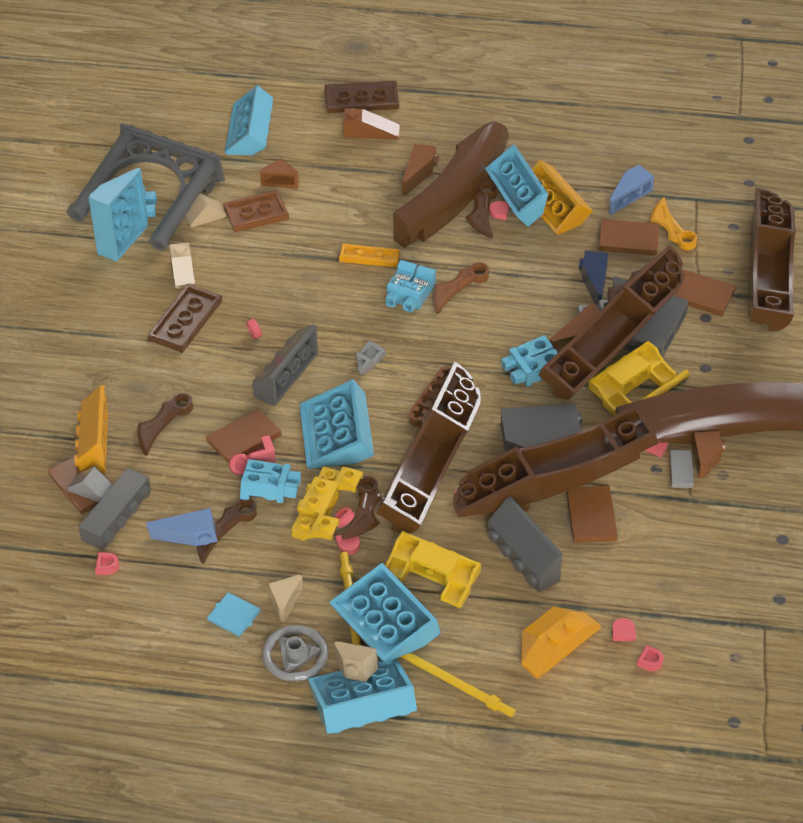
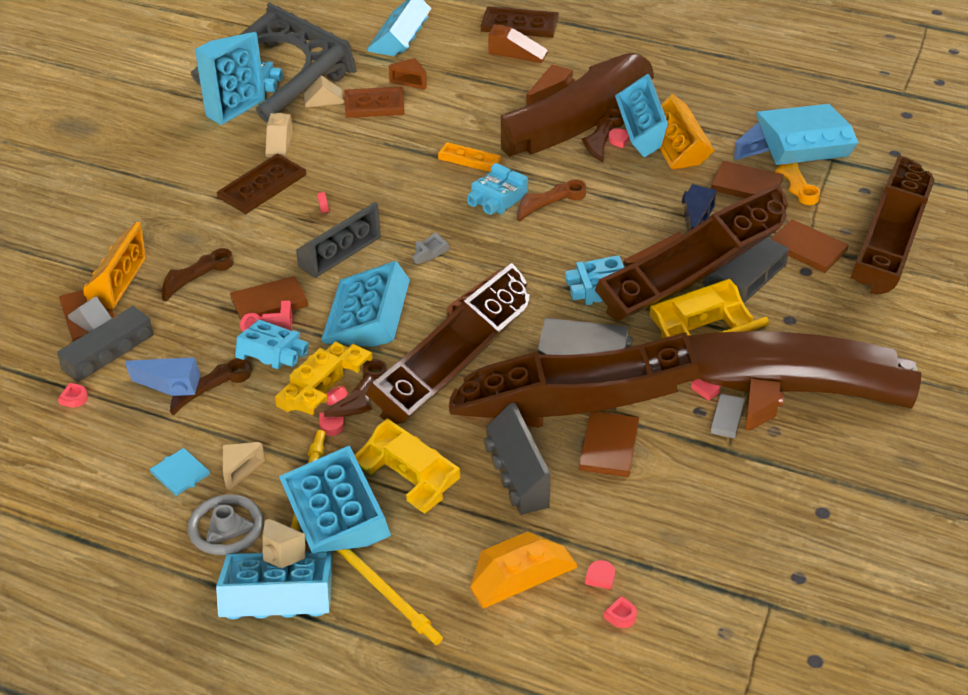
camera: 15 degrees right, 5 degrees down
(670, 179) = (806, 134): none -> medium azure slope

